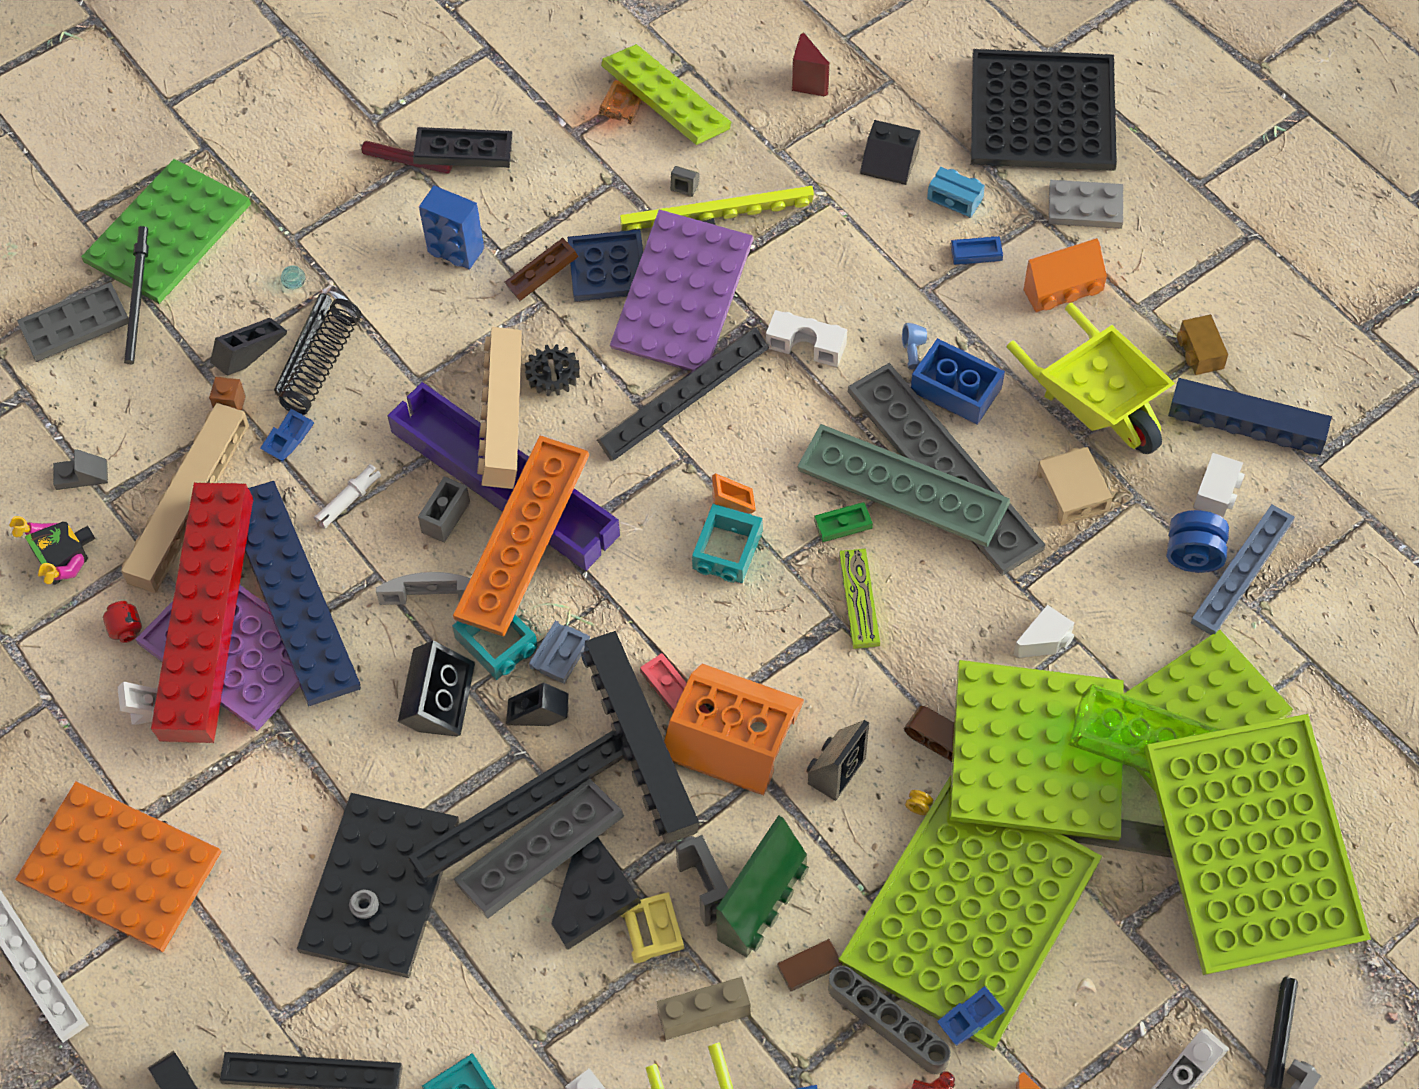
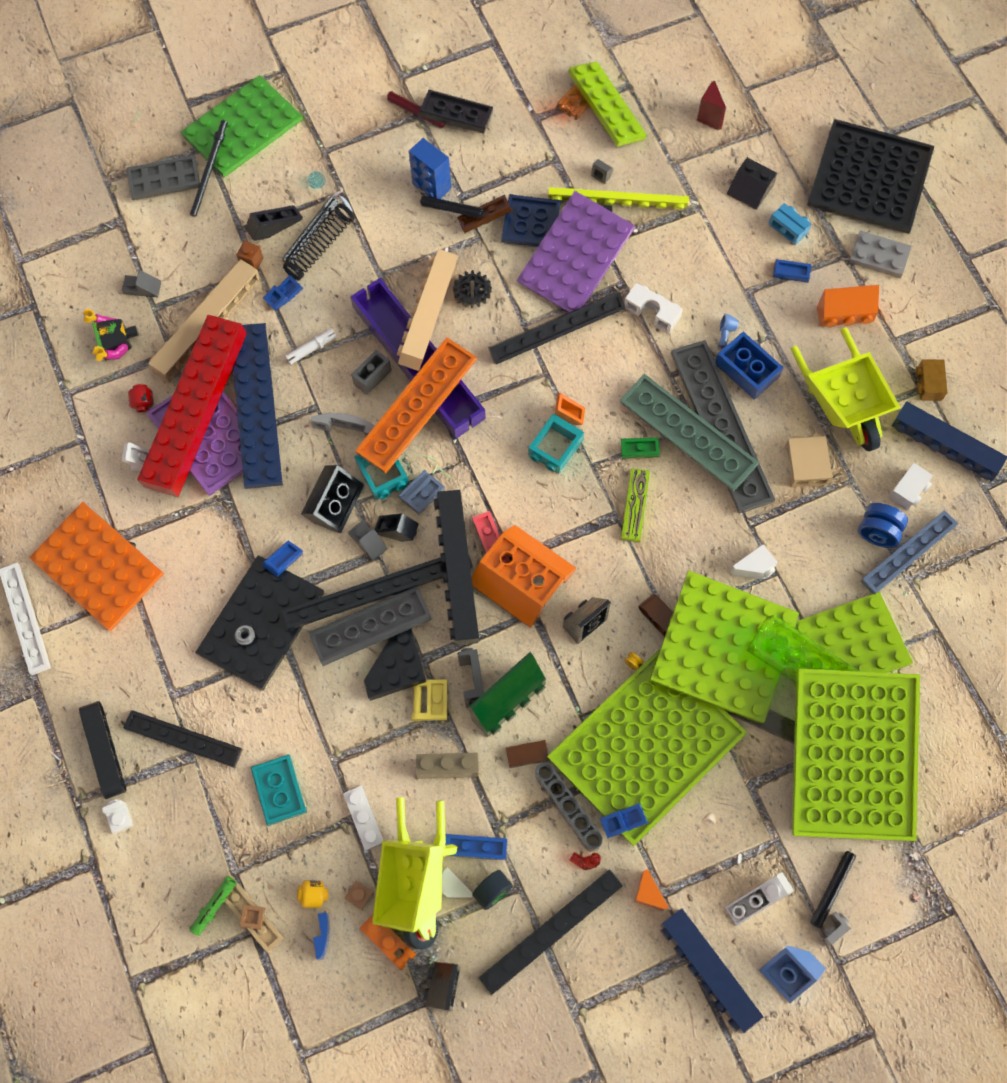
camera: 15 degrees right, 10 degrees up
(388, 788) = (282, 558): none -> blue tile
(496, 269) = (450, 206): none -> black axle
(502, 735) = (368, 540): none -> dark grey slope

